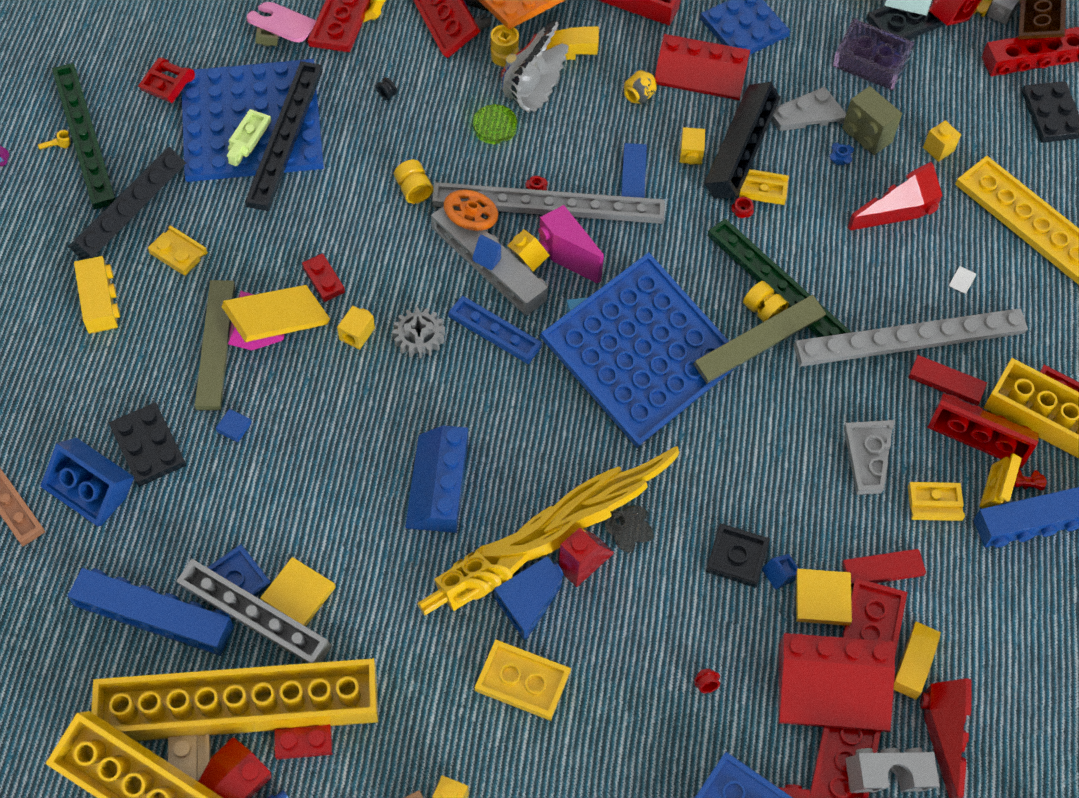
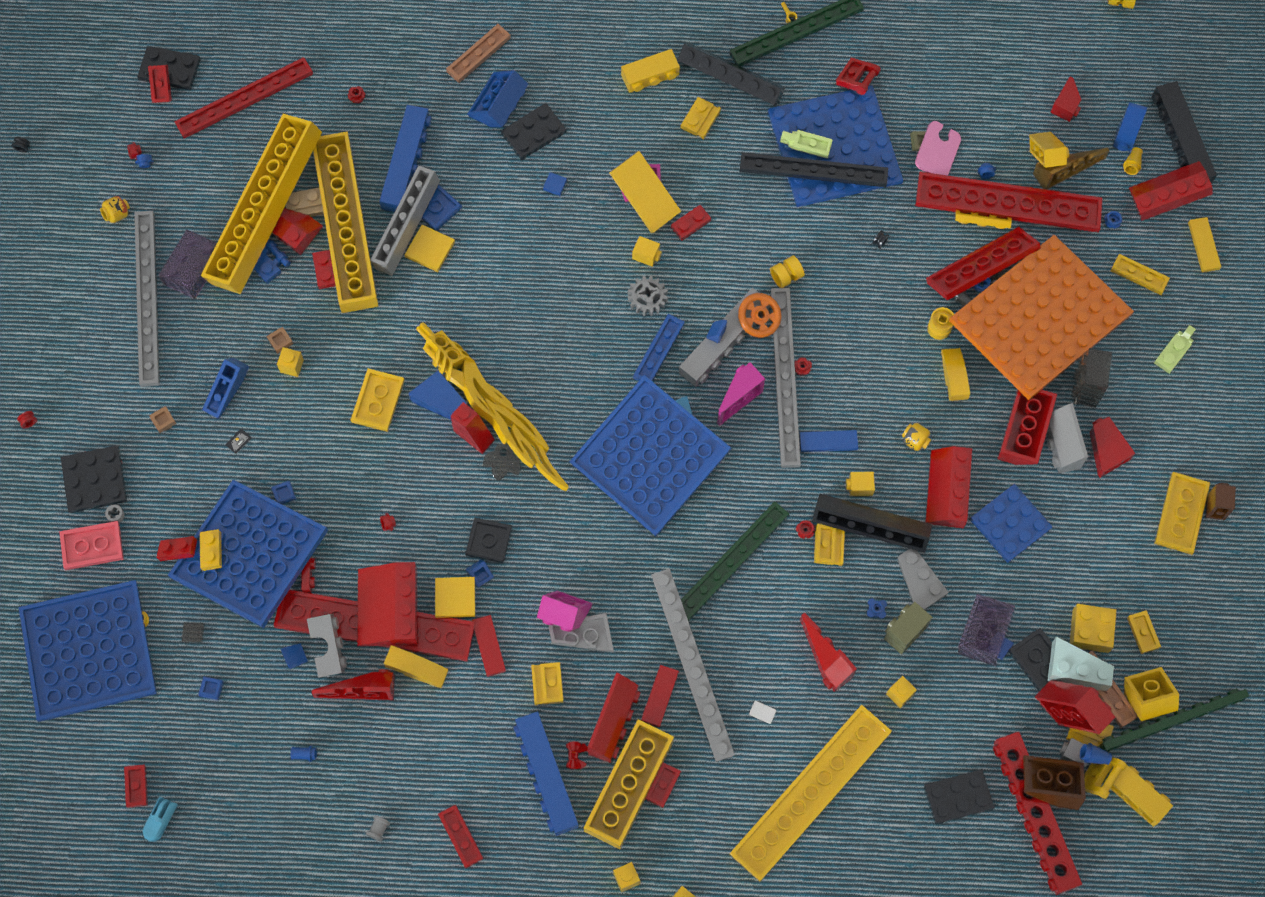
camera: 85 degrees right, 10 degrees up
(27, 680) = (356, 98): none -> red plate
(214, 347) = (611, 159): olive tile -> none
(438, 479) = (525, 327): blue slope -> none
(495, 124) = (861, 328): clear neon green tile -> none
(528, 250) = (729, 362): yellow brick -> none
(534, 70) = (908, 347): light grey piece -> none
(759, 339) = (671, 543): olive tile -> none
(762, 300) = (711, 546): yellow wheel -> none
(845, 465) = (563, 610): none -> dark pink slope
(1000, 481) = (560, 729): yellow plate -> none

